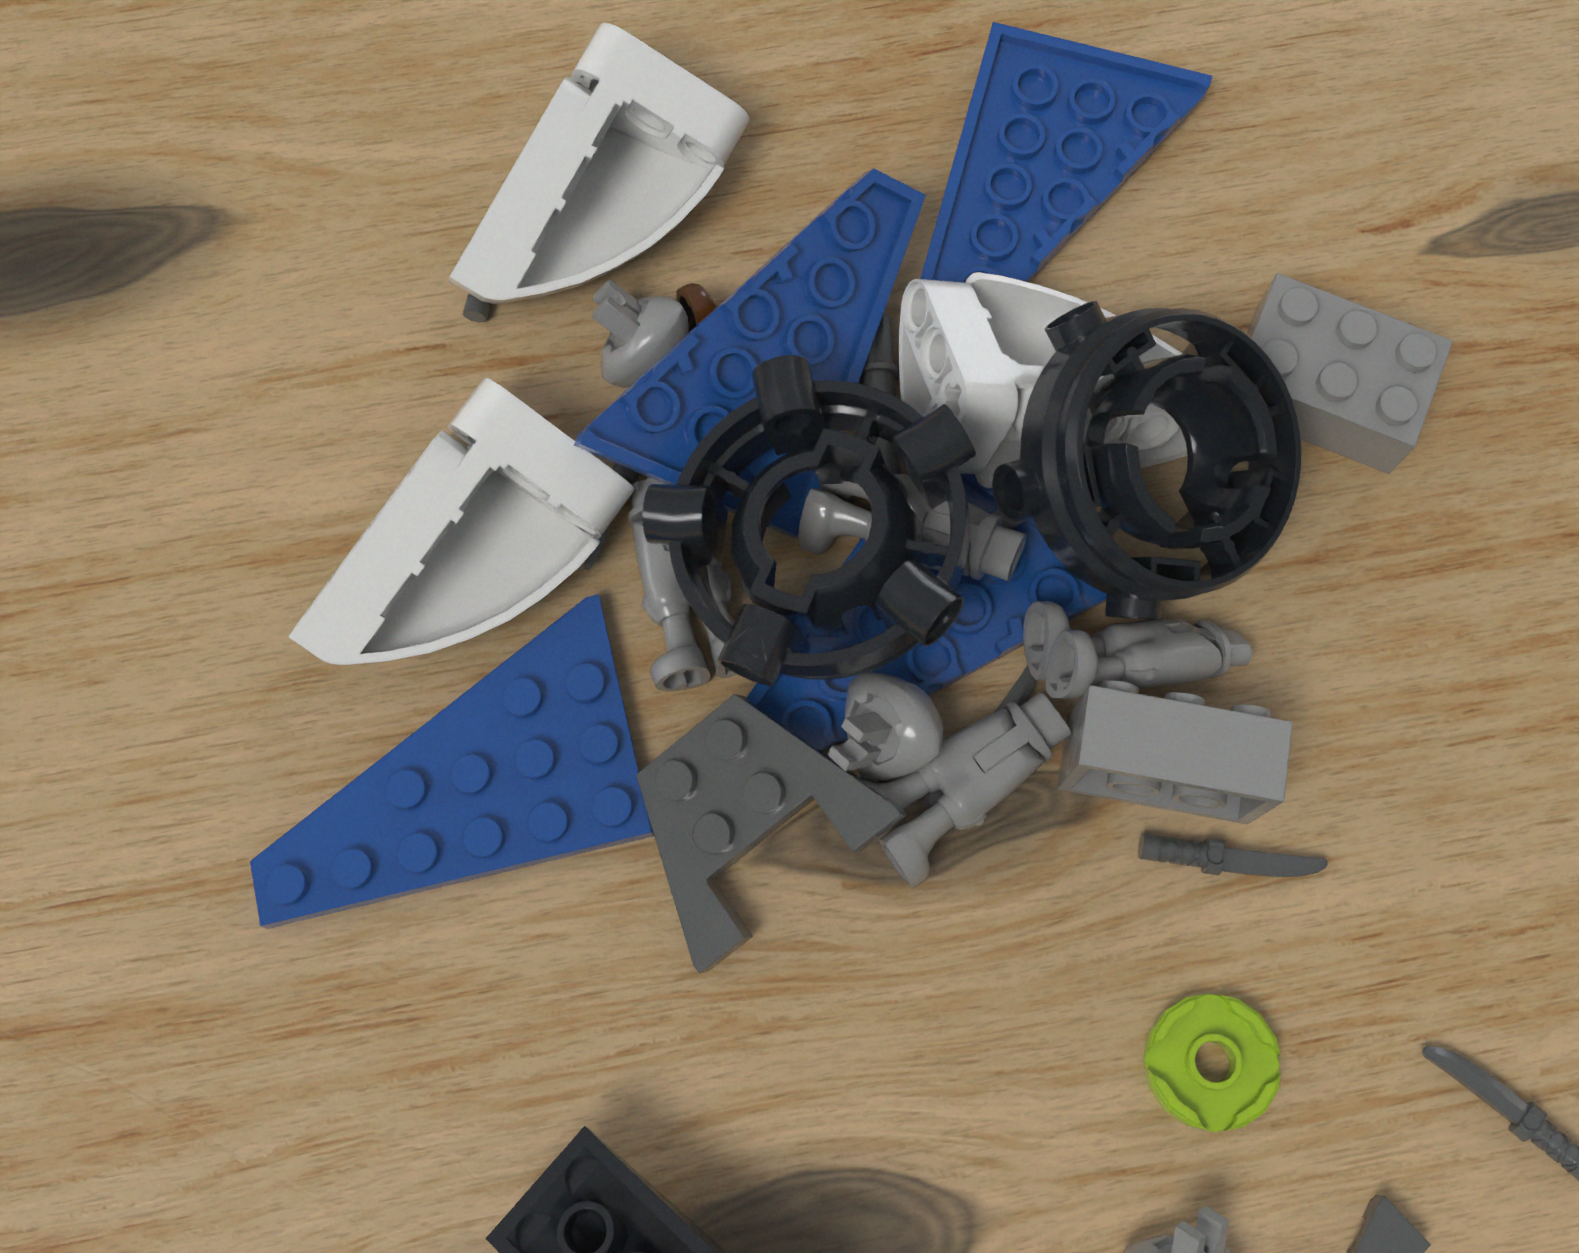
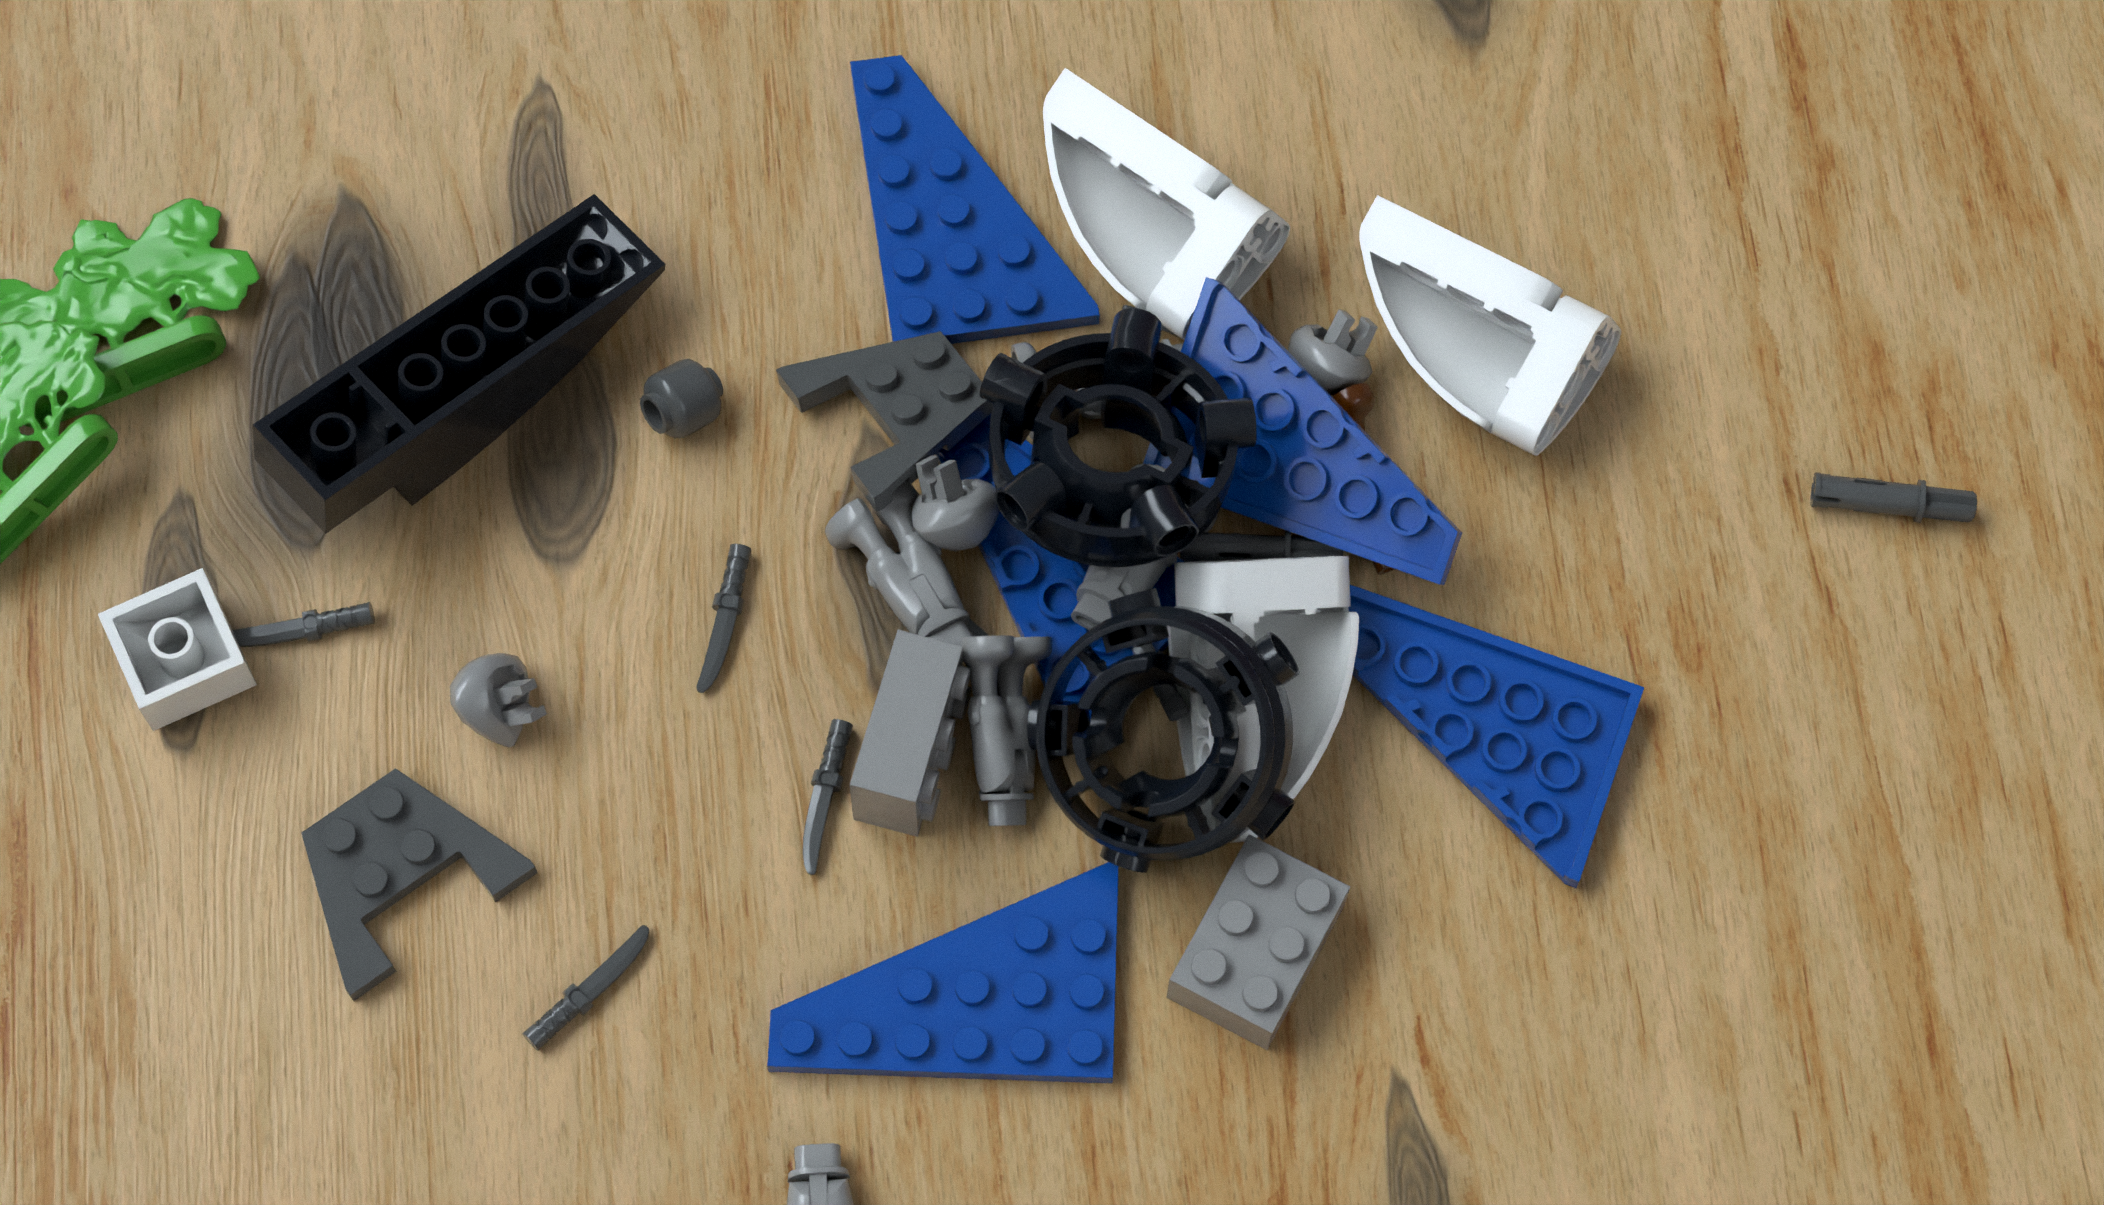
camera: 95 degrees right, 5 degrees down
(752, 1087) = (681, 398): none -> dark grey head
(1012, 998) = (728, 606): none -> dark grey piece
(1251, 1053) = (665, 785): lime tile -> none
(1441, 652) = (990, 1000): none -> blue wing

